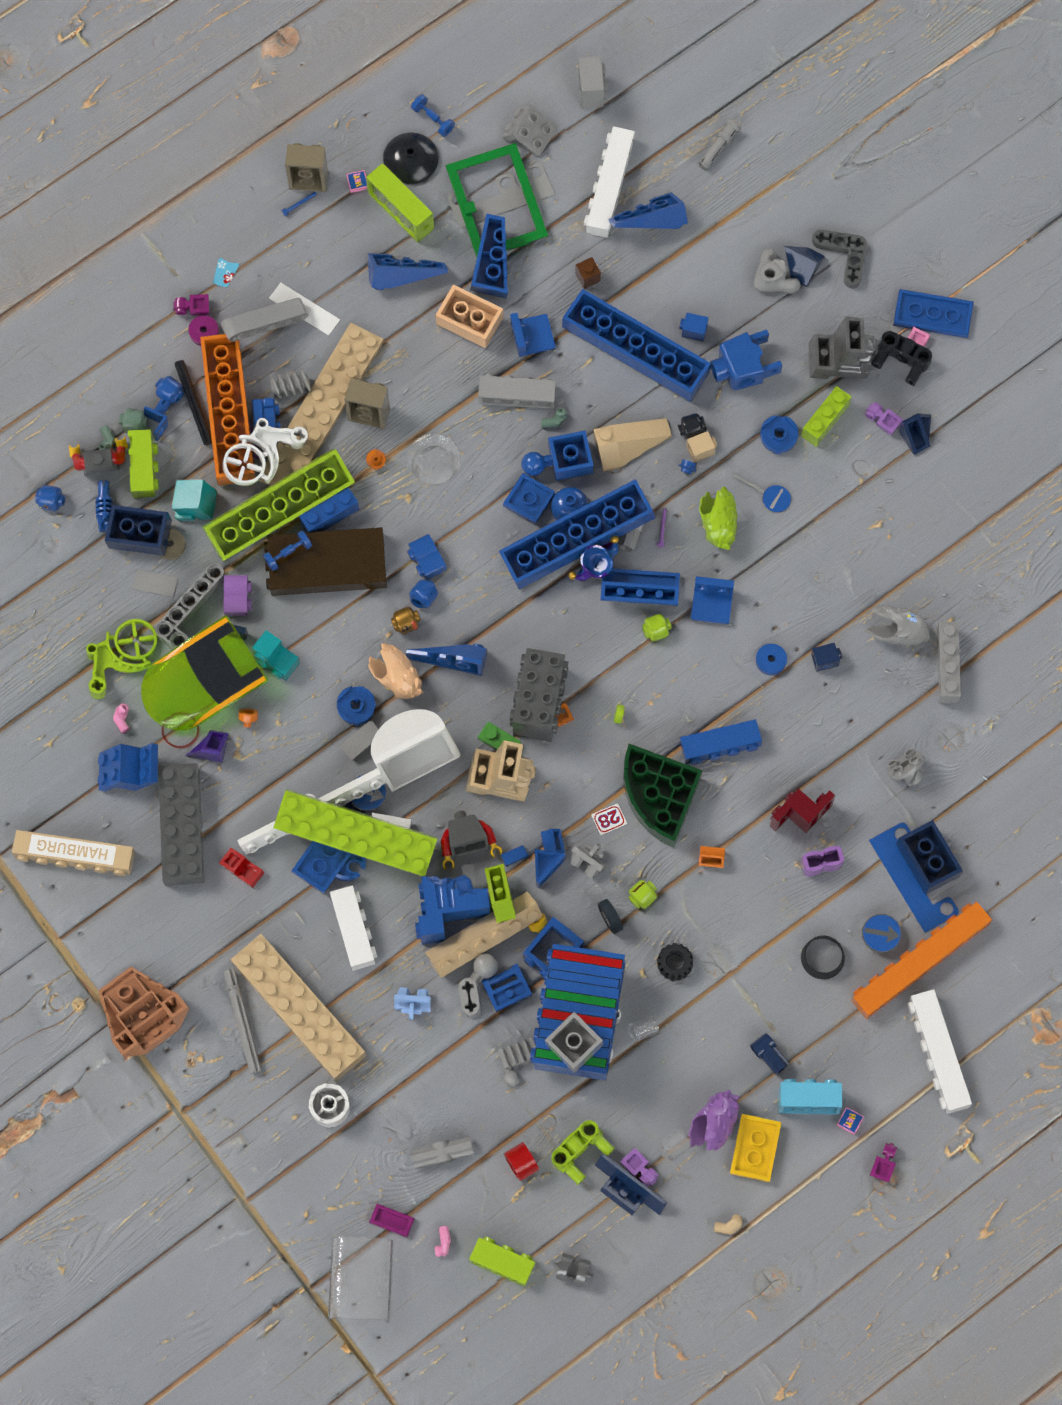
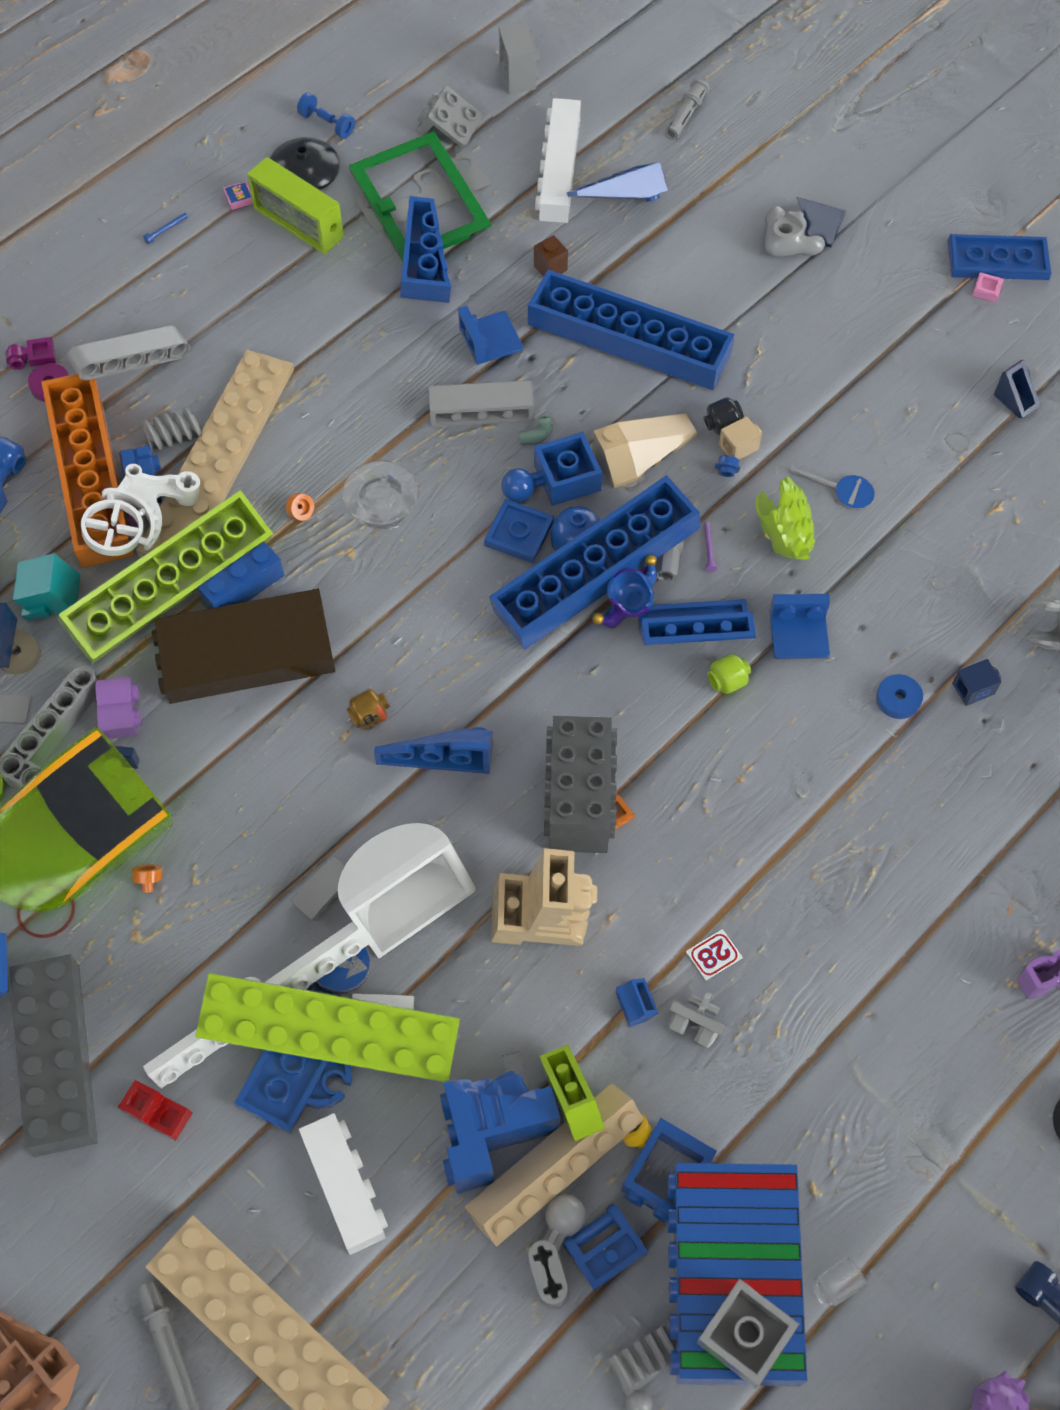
camera: 10 degrees left, 10 degrees down
(193, 402) = (40, 468): black axle -> none
(211, 747) = (95, 930): dark purple slope -> none
(224, 272) = (74, 314): medium azure sticker -> none
(272, 655) = (178, 783): teal brick -> none
(288, 550) = (162, 650): blue wheel -> none
(306, 167) = (169, 176): dark tan brick -> none
(317, 316) = (200, 349): white sticker -> none
(360, 715) = (314, 853): blue plate -> none
(367, 403) = (279, 433): dark tan brick -> none
(390, 272) = (294, 286): blue wedge -> none
(396, 673) = (369, 782): light nougat head -> none
(412, 1004) = (455, 1299): light blue hips -> none
(423, 594) = (389, 671): blue head -> none
(427, 557) = (387, 621): blue brick -> none
(466, 836) = (504, 1010): dark grey torso -> none
(469, 316) = (404, 321): light nougat brick -> none
(494, 736) = (519, 855): bright green plate -> none
(514, 855) = (580, 1030): blue piece -> none
(546, 864) = (632, 1035): blue slope -> none
(610, 916) = (749, 1104): black bush -> none
(618, 715) = (699, 798): lime tile -> none
(642, 894) = (790, 1062): lime head -> none
(659, 791) = (784, 902): dark green brick -> none
(667, 971) = (881, 1154): black tyre -> none
(694, 326) = (700, 302): blue brick -> none
(711, 856) = (882, 989): orange piece -> none
(720, 742) = (856, 818): blue brick -> none
(741, 361) = (774, 333): blue piece -> none
(779, 424) = (837, 425): blue plate -> none
(801, 810) = (1003, 899): dark red bracket -> none
(826, 416) = (897, 383): lime brick -> none
(843, 353) = (907, 302): flat silver brick -> none
(852, 251) = (877, 200): dark grey beam -> none
(887, 421) = (977, 381): medium lavender plate -> none
(905, 351) = (978, 300): black piece -> none

